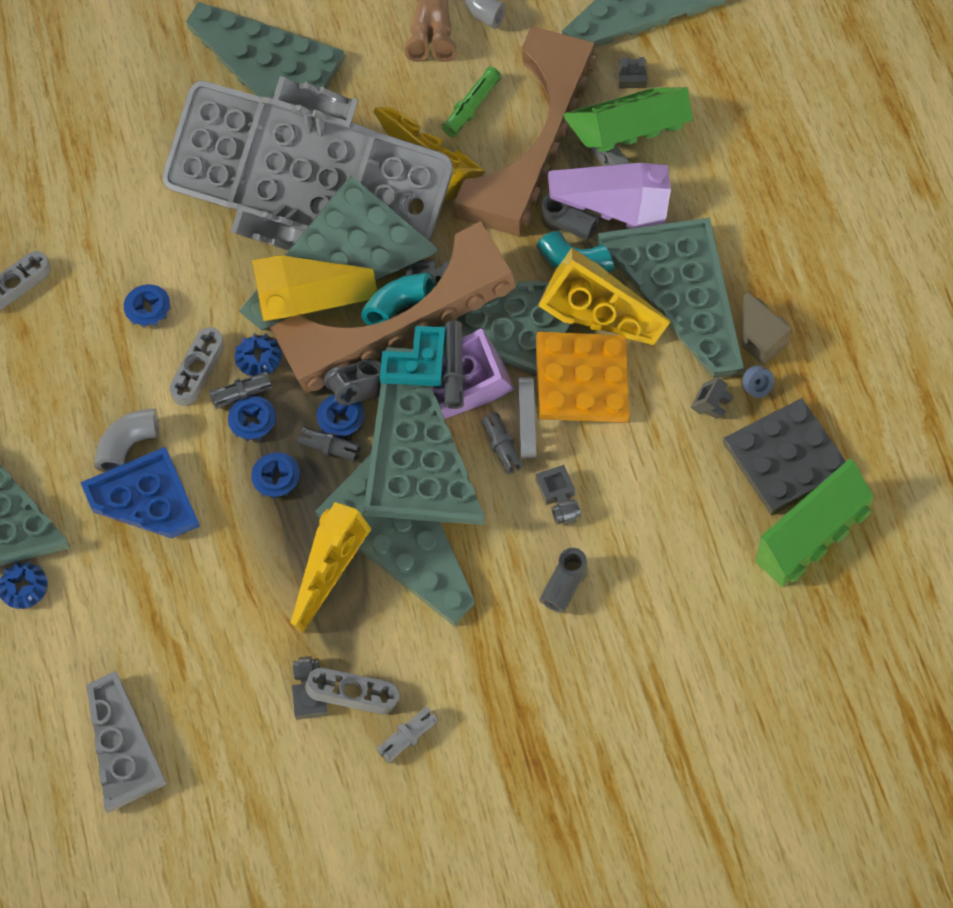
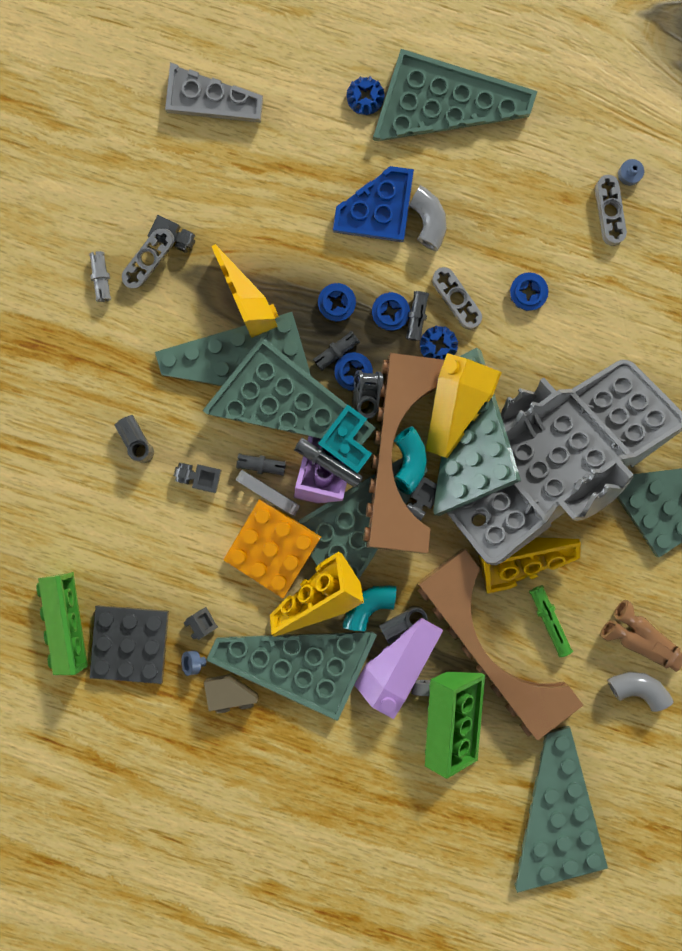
camera: 120 degrees right, 25 degrees up
(632, 73) = (499, 753): dark grey tile -> none

